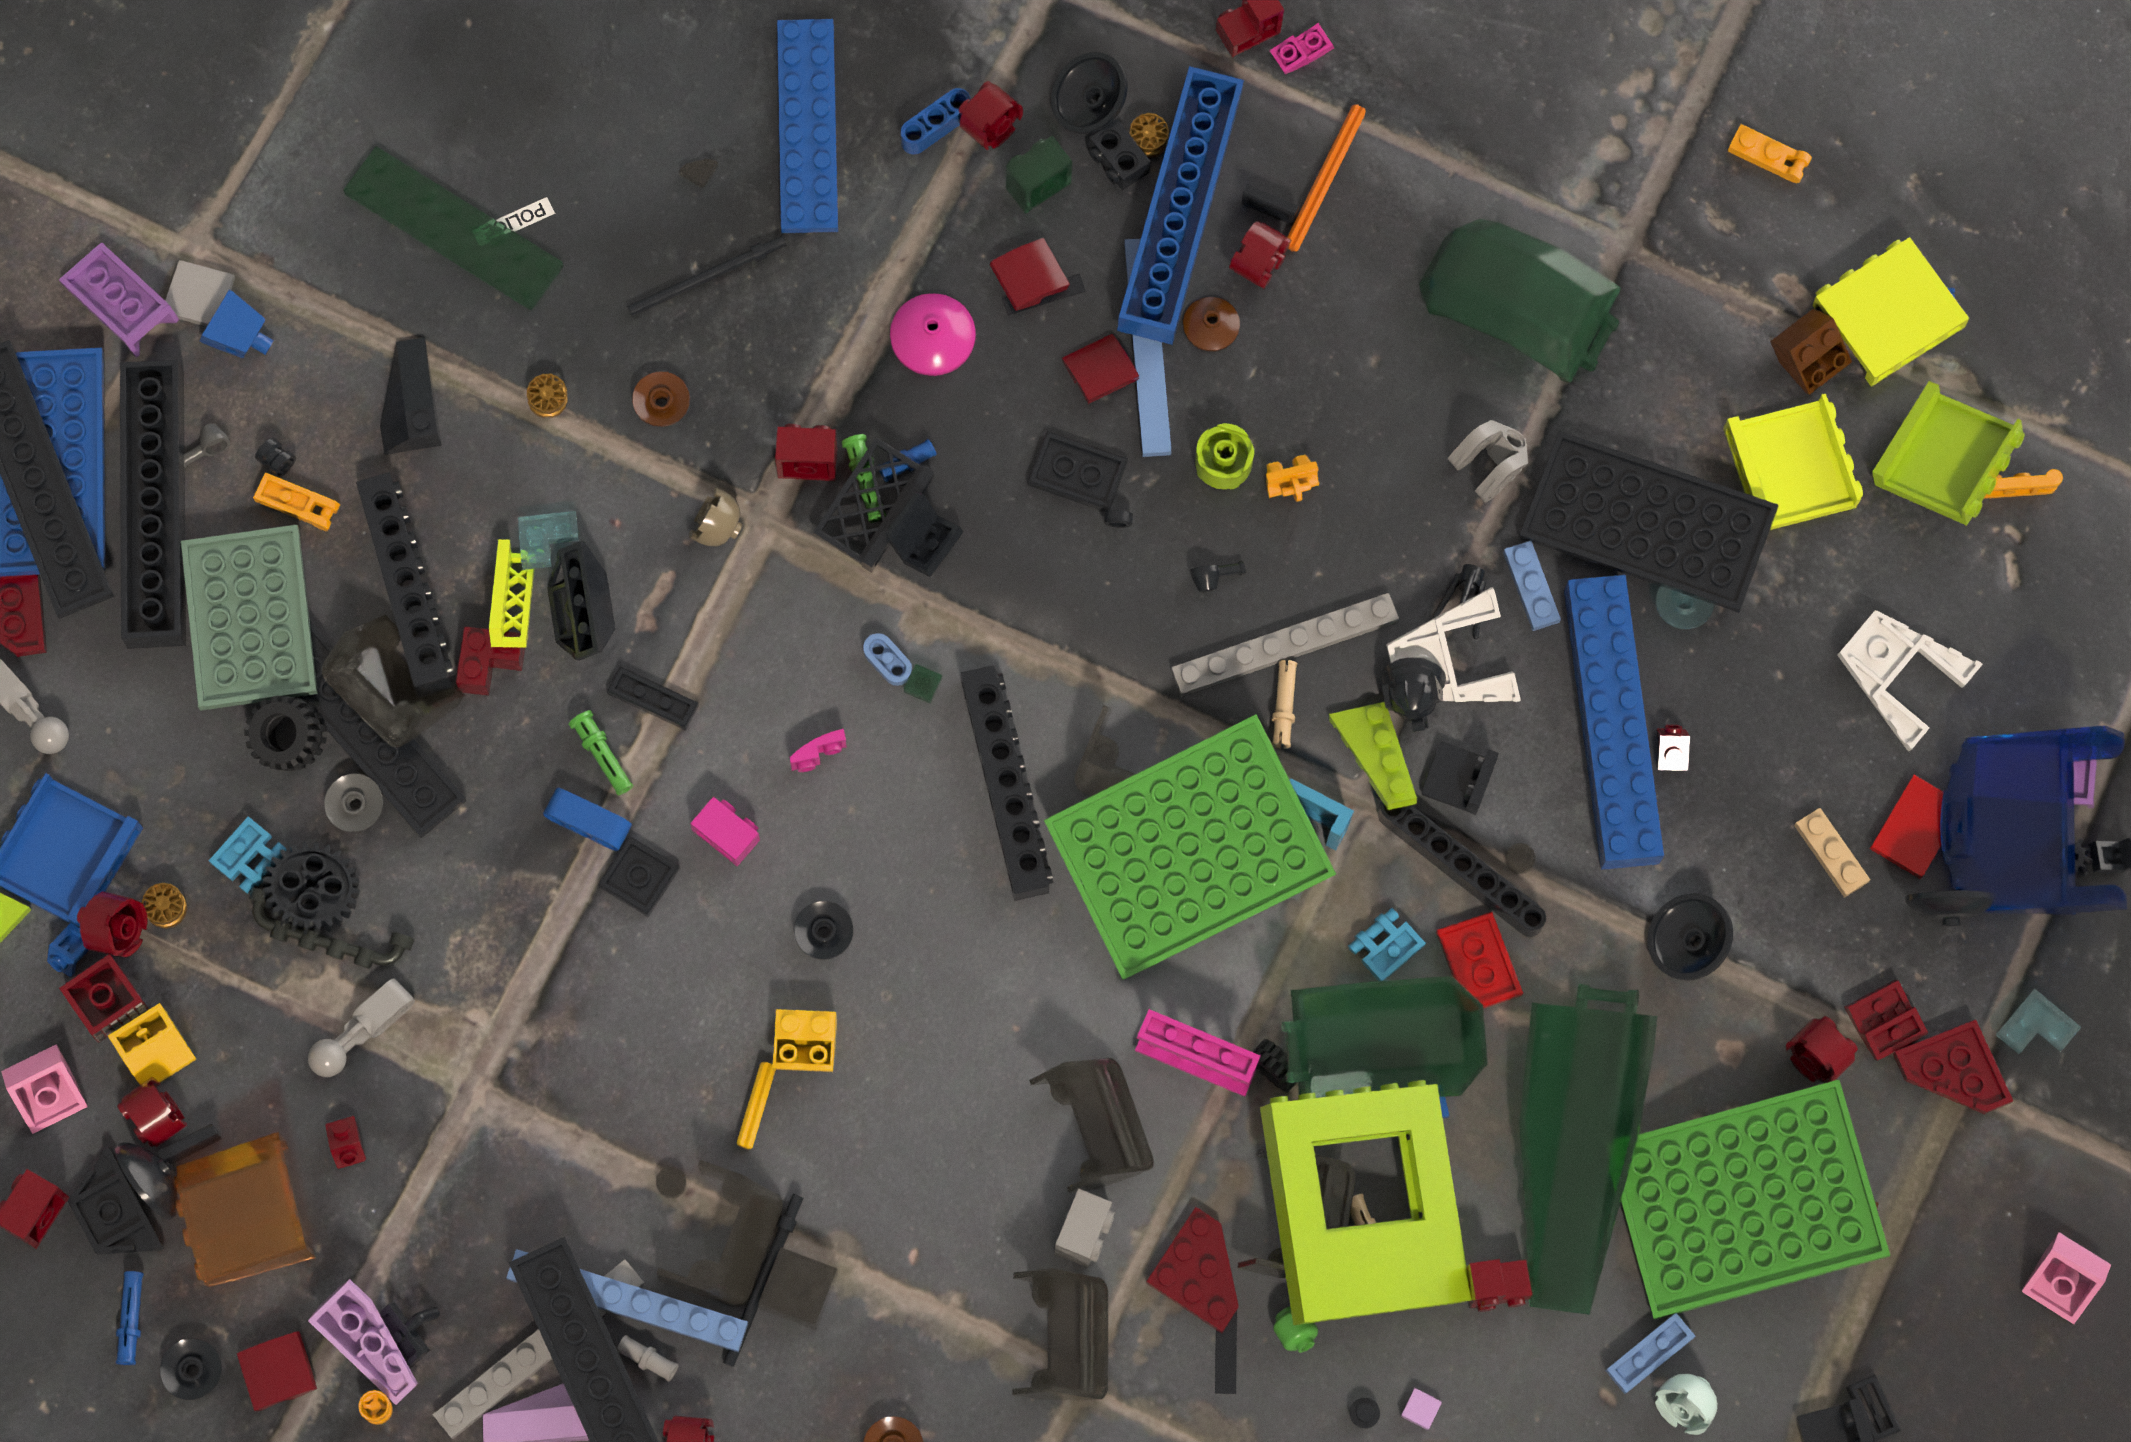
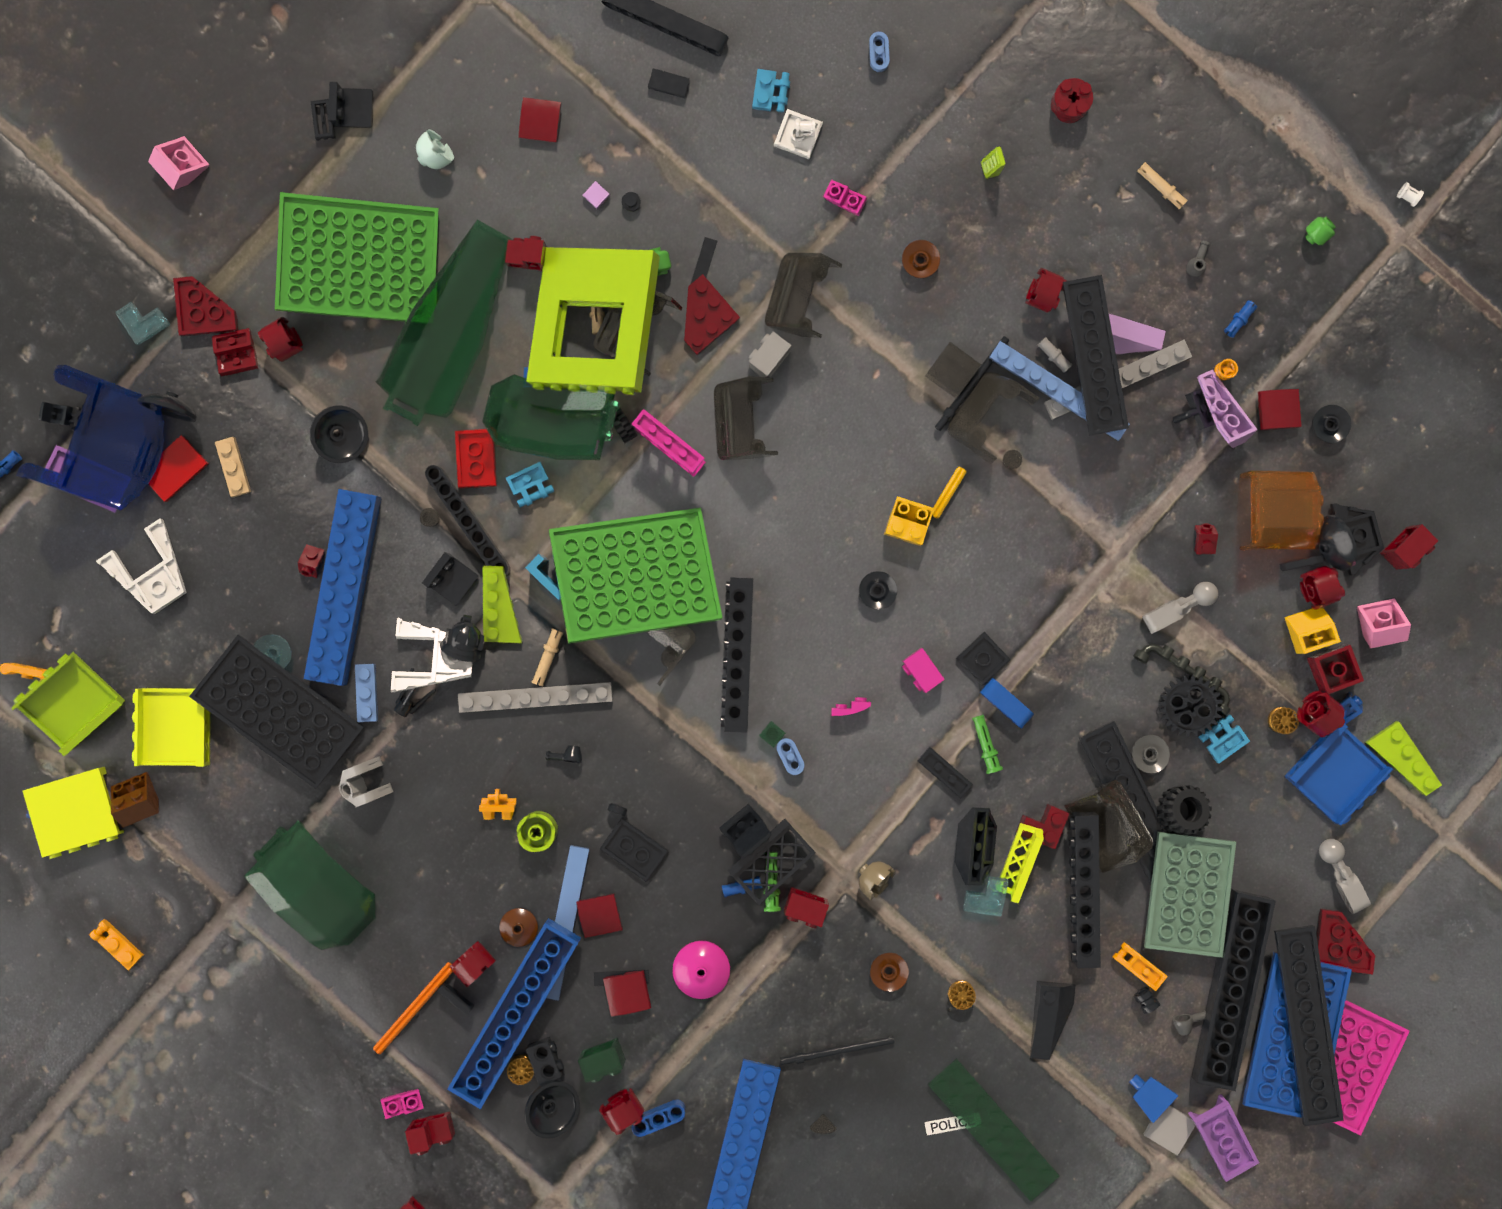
camera: 160 degrees left, 15 degrees up
(129, 1318) = (1363, 459): blue pin -> none
(1650, 1353) = (447, 188): medium blue plate -> none

